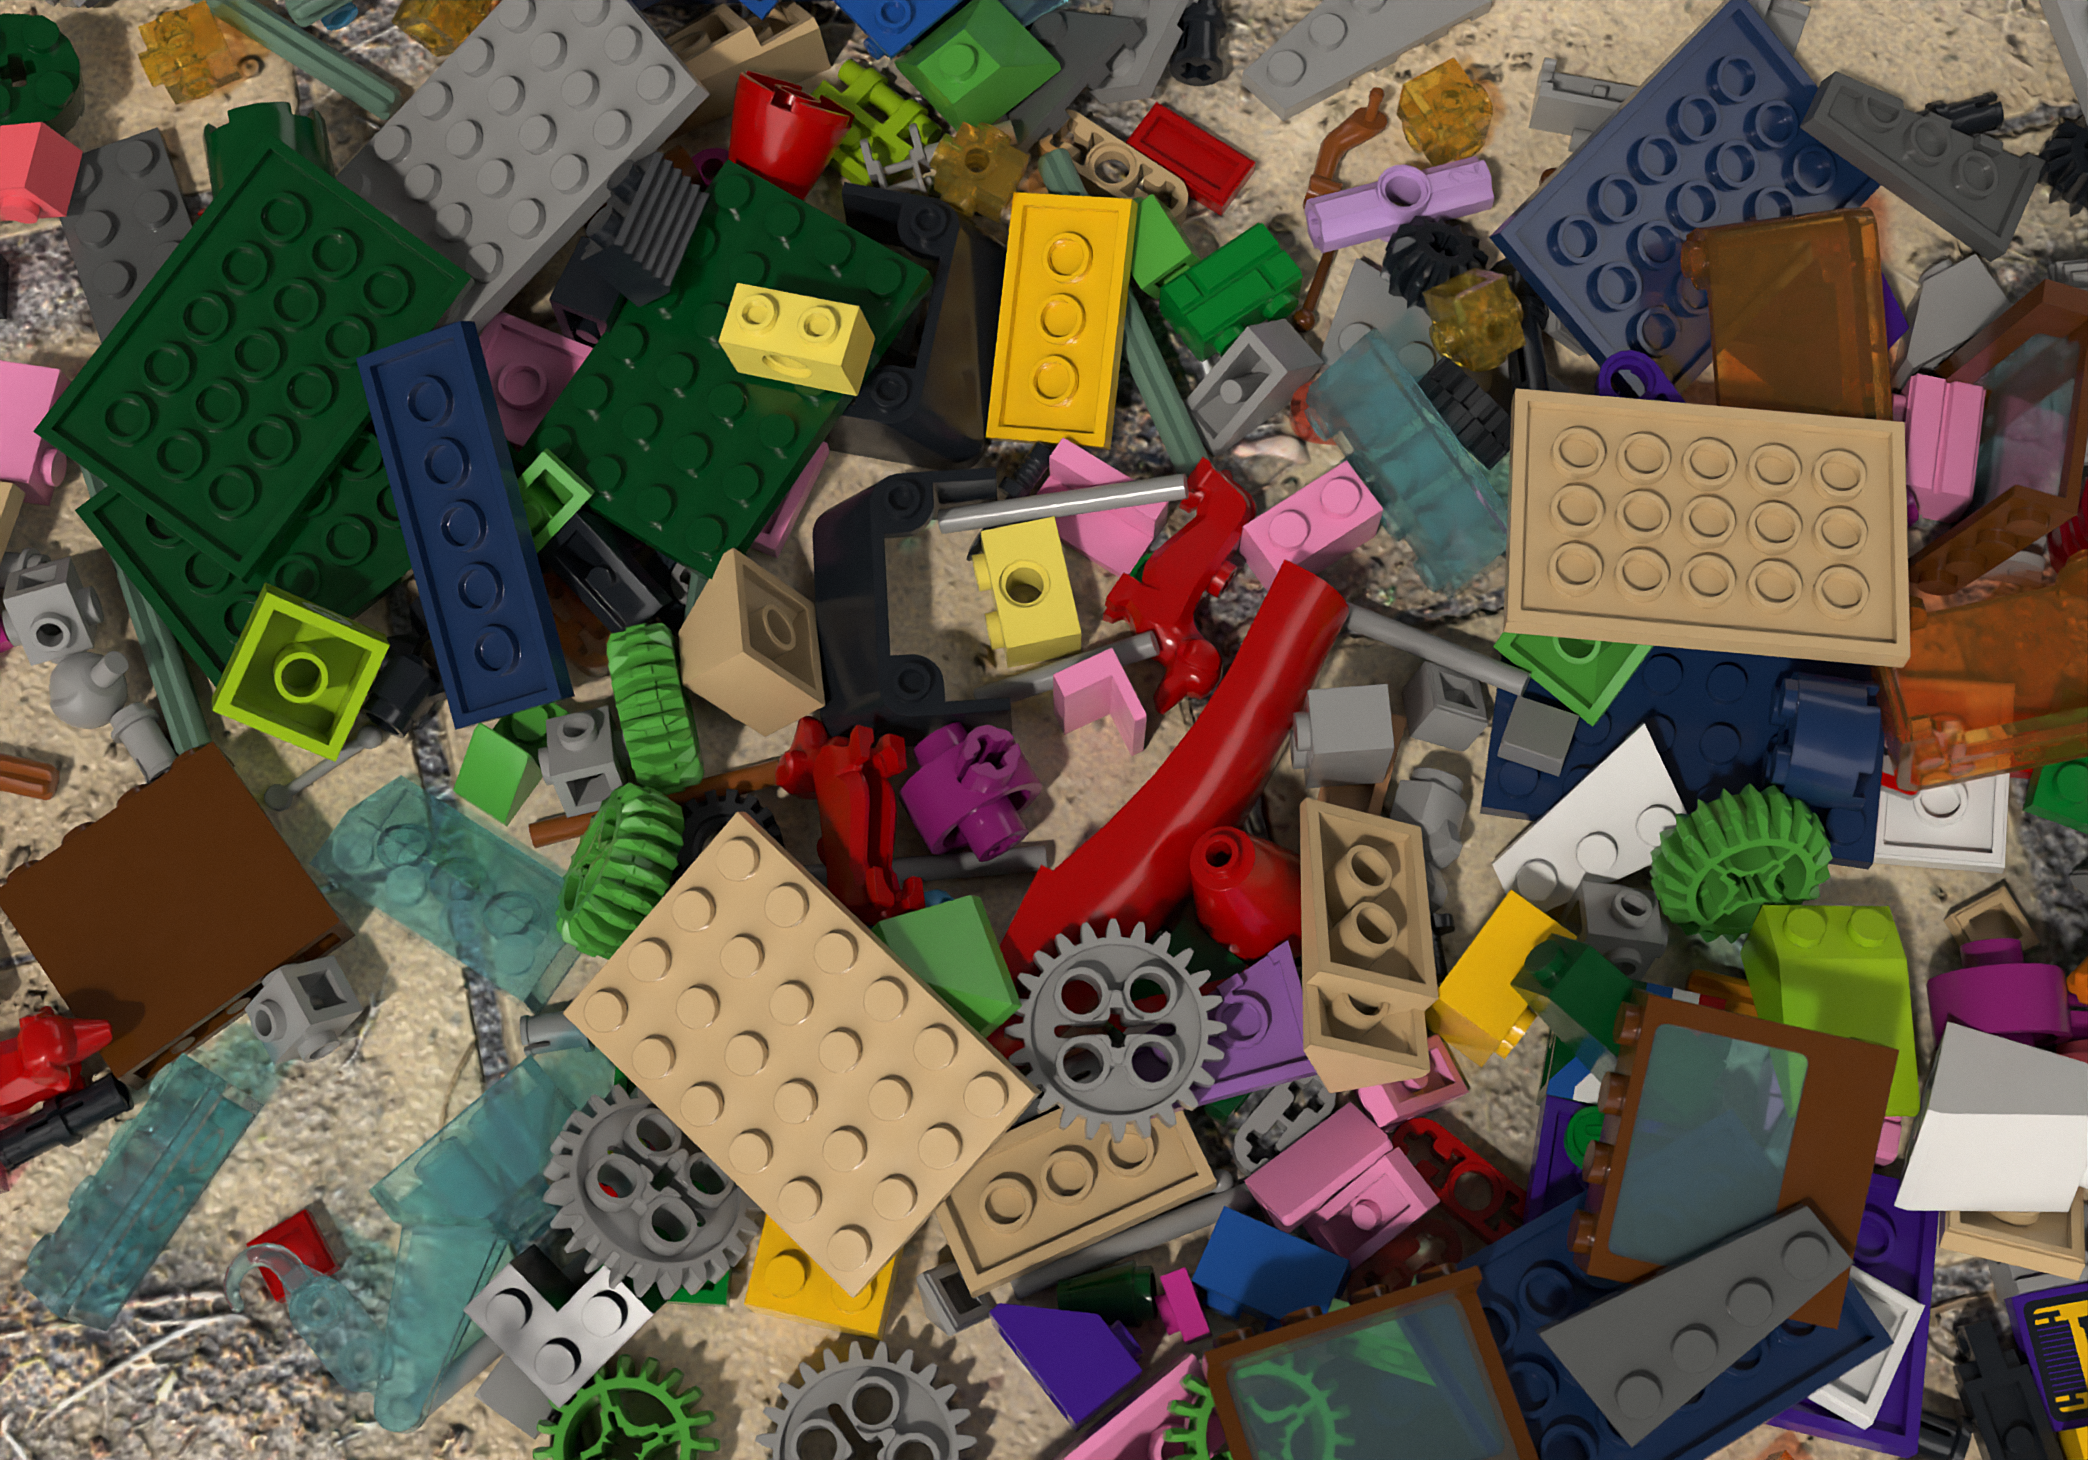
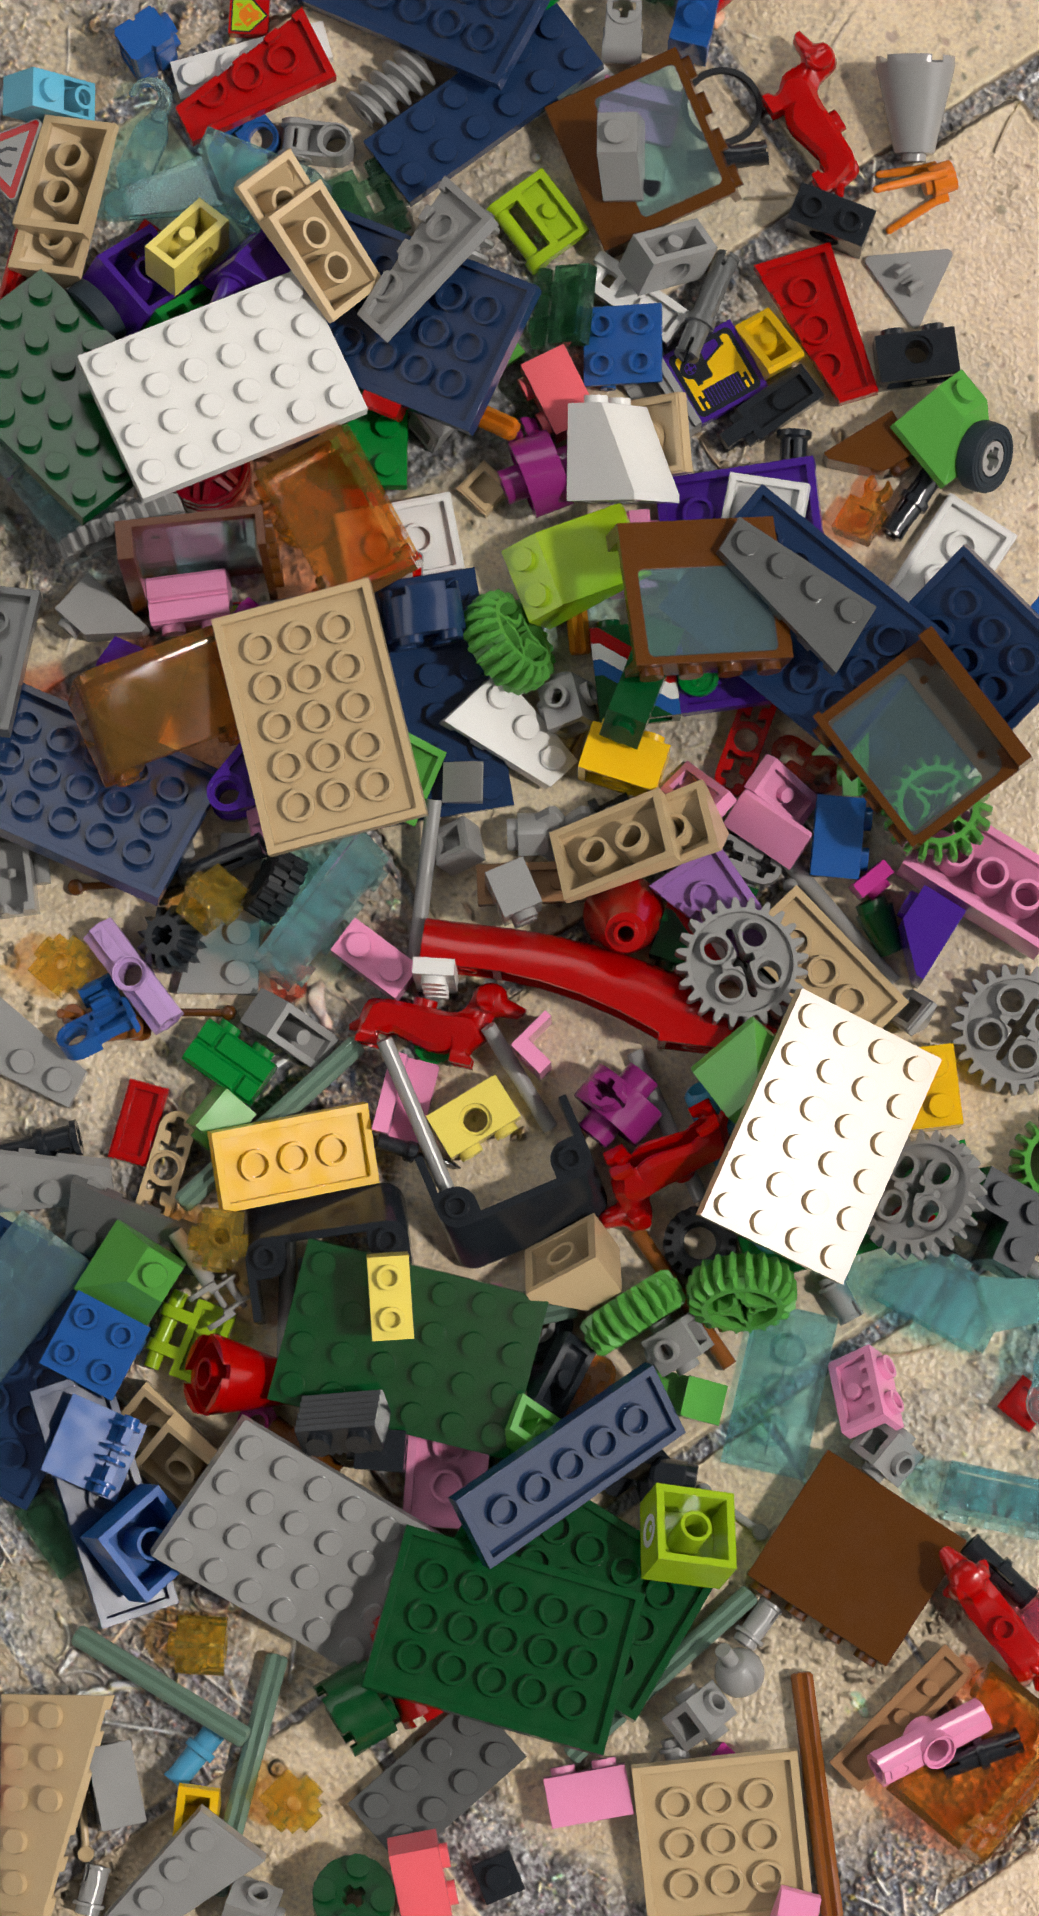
camera: 105 degrees left, 10 degrees up
(402, 1011) = (865, 1391): none -> bright pink bracket
(1251, 567) = (435, 977): none -> white plate
(1345, 153) = (105, 1019): none -> blue piece

